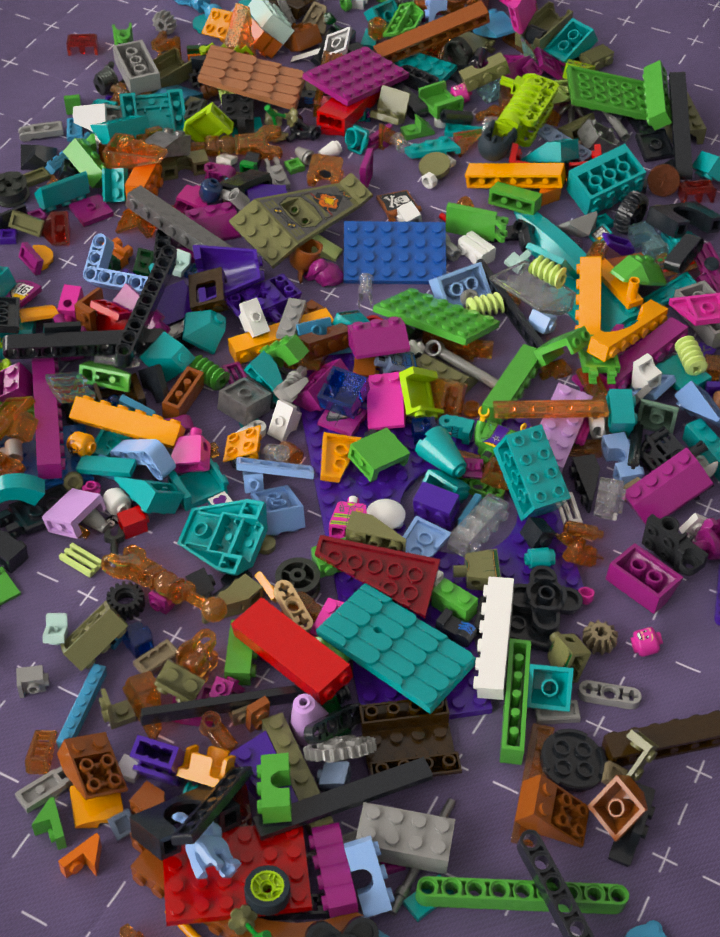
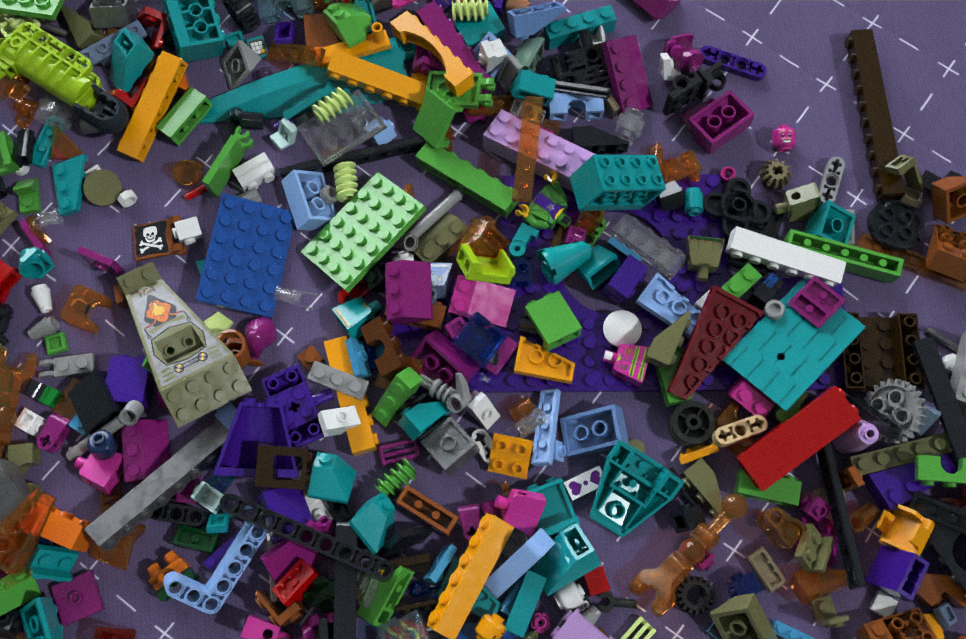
camera: 80 degrees left, 25 degrees up
(430, 625) = (774, 310): none -> light grey tile
(446, 660) = (816, 302): none -> magenta slope

